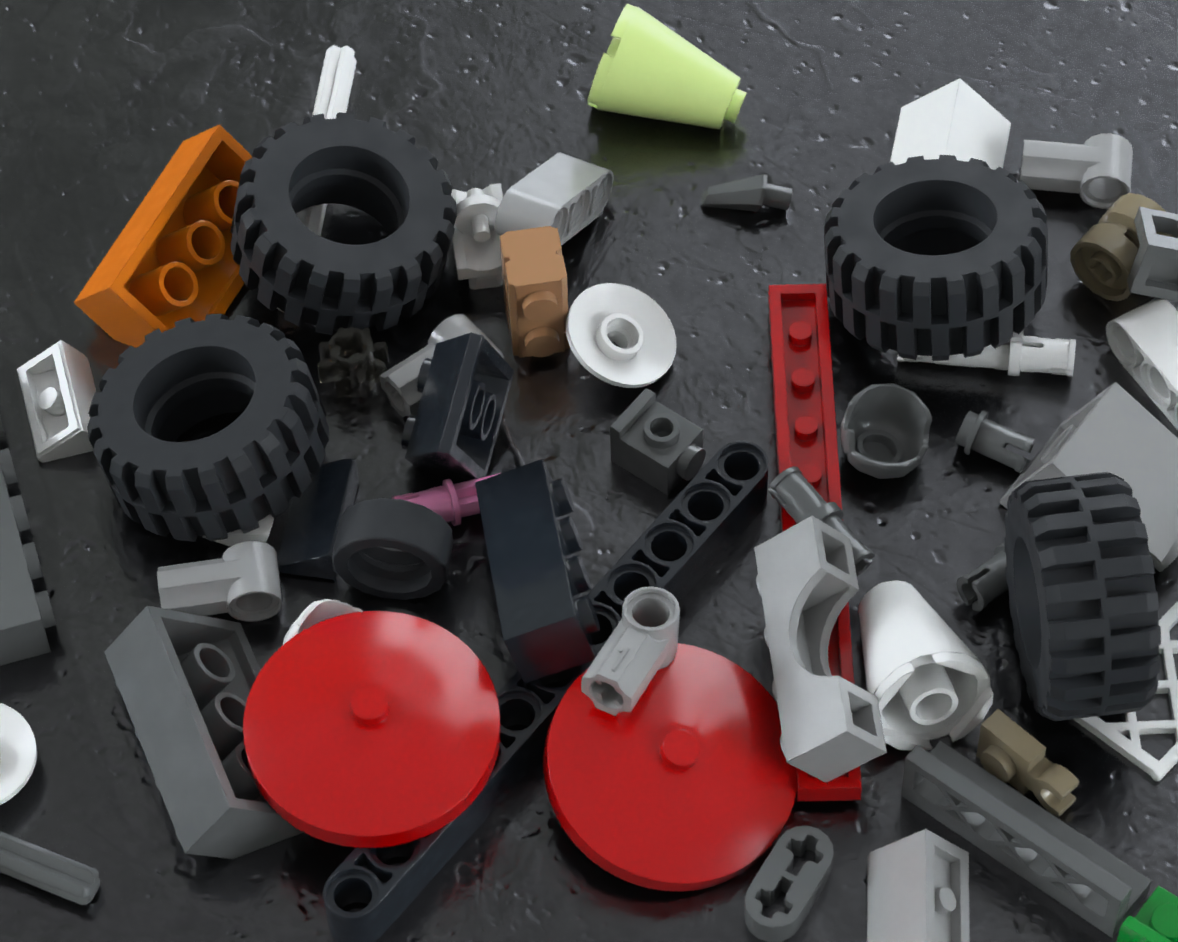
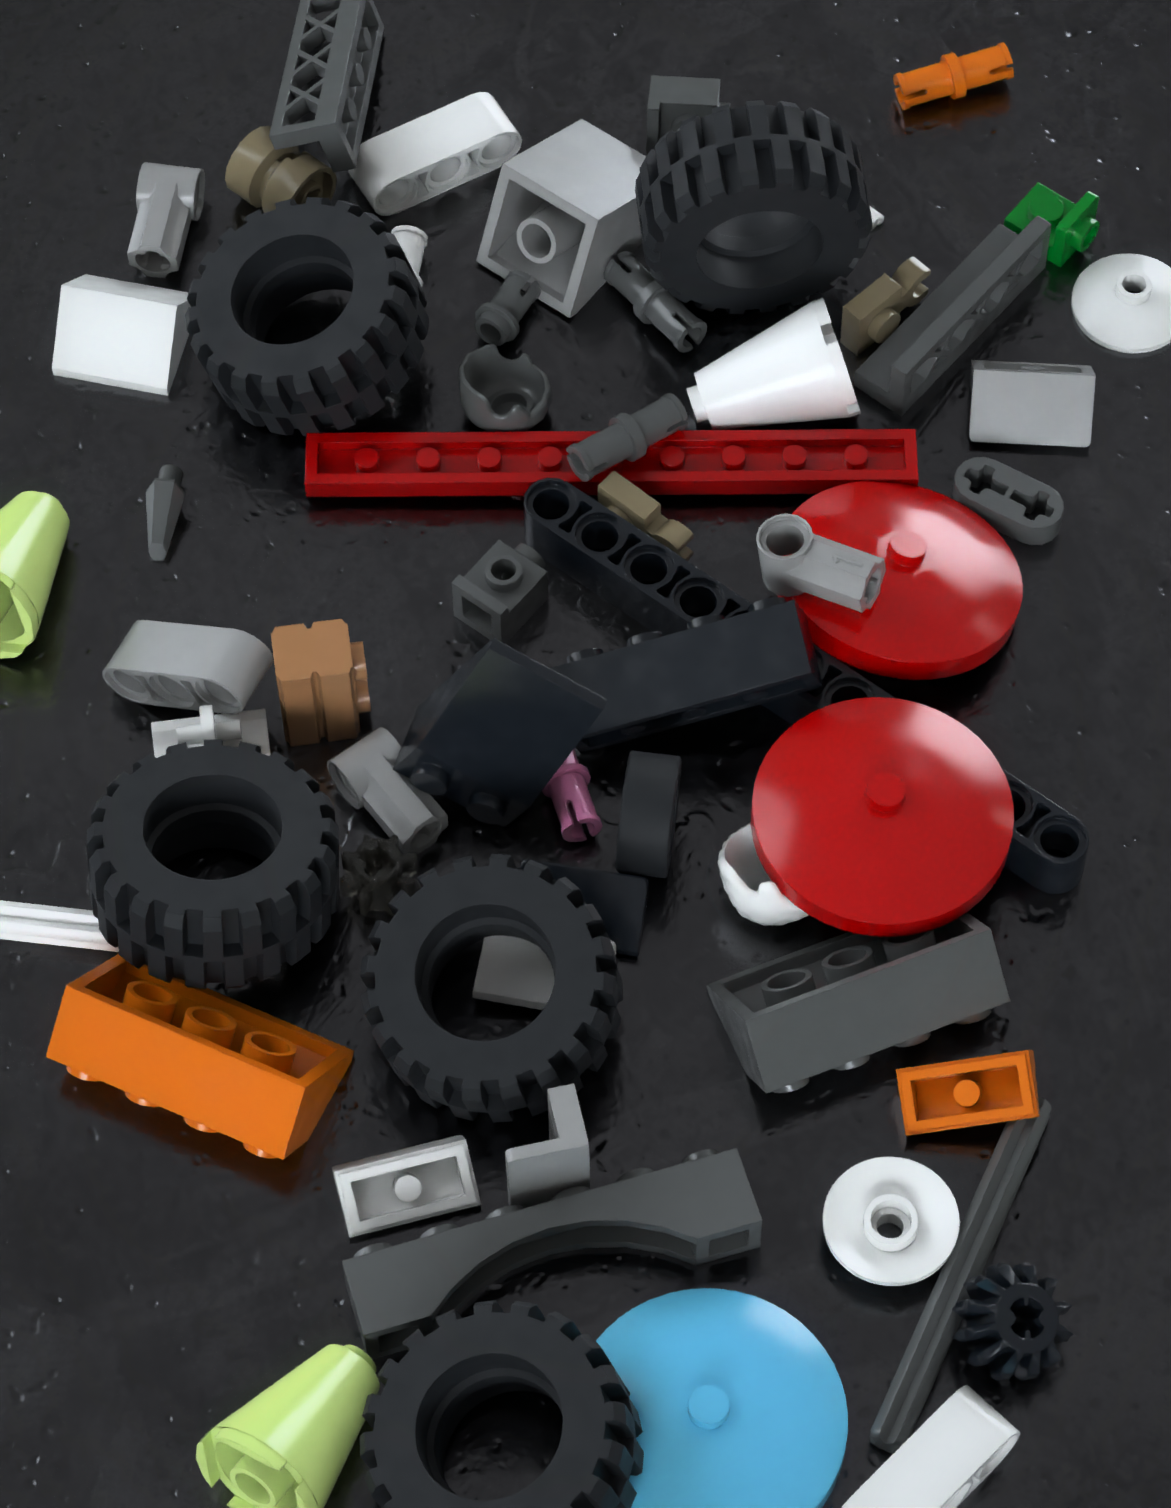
camera: 90 degrees left, 5 degrees up
(53, 487) = (547, 1167): none -> light grey panel
(103, 824) = (968, 1092): none -> orange slope
(238, 583) = (670, 982): light grey piece -> none
(632, 322) = (374, 609): white dish -> none
(737, 557) = (644, 513): none -> dark tan plate
(804, 585) = (869, 430): light grey arch -> none

